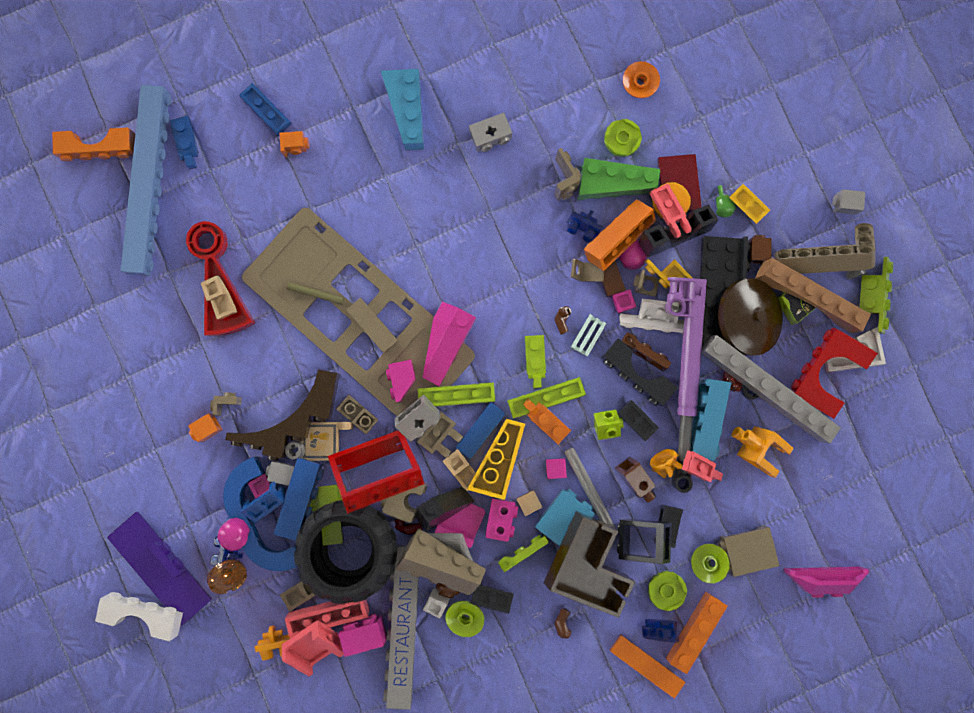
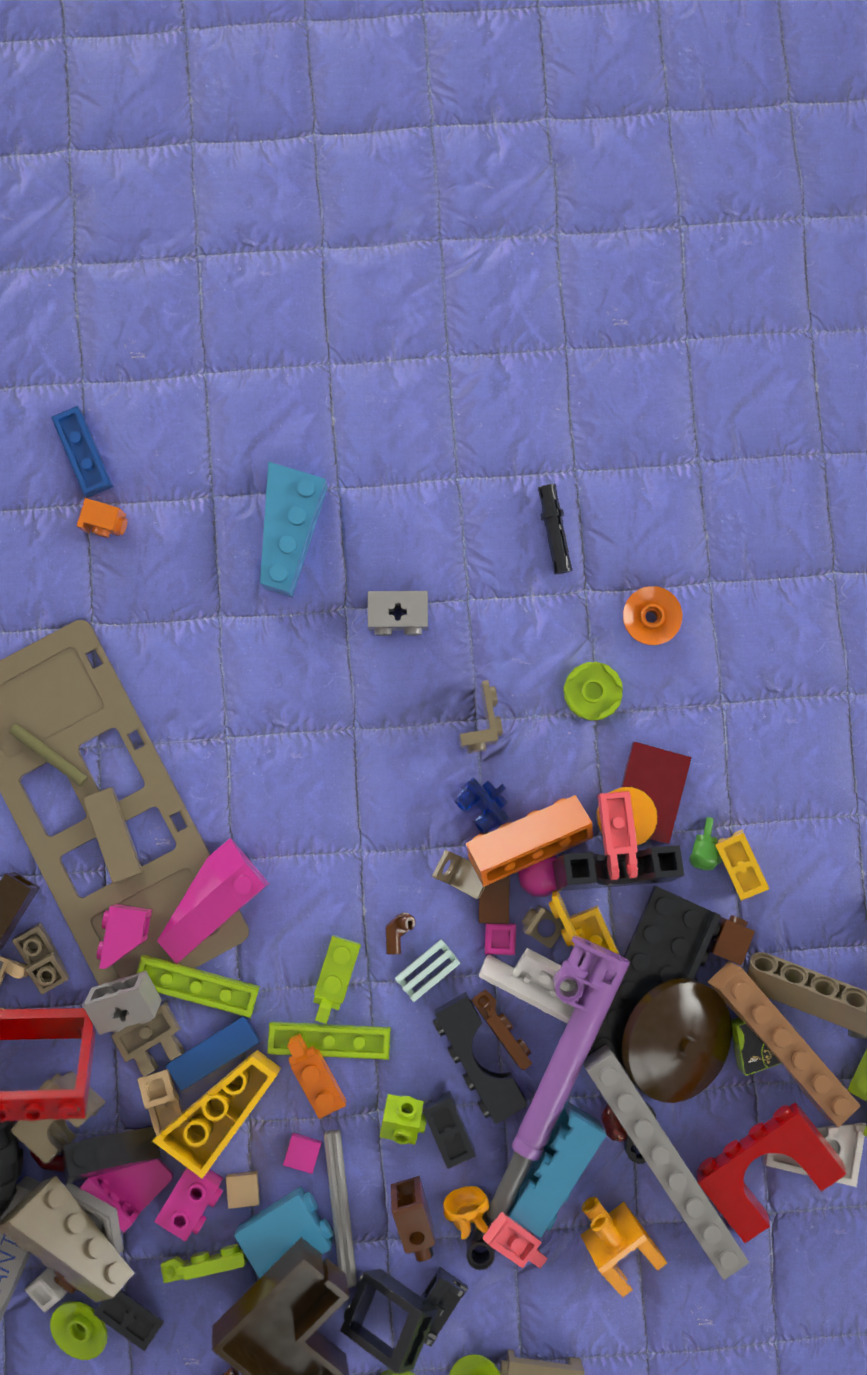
camera: 20 degrees right, 0 degrees up
(566, 54) = (556, 535): none -> black pin
(615, 179) = (550, 750): bright green wedge -> none

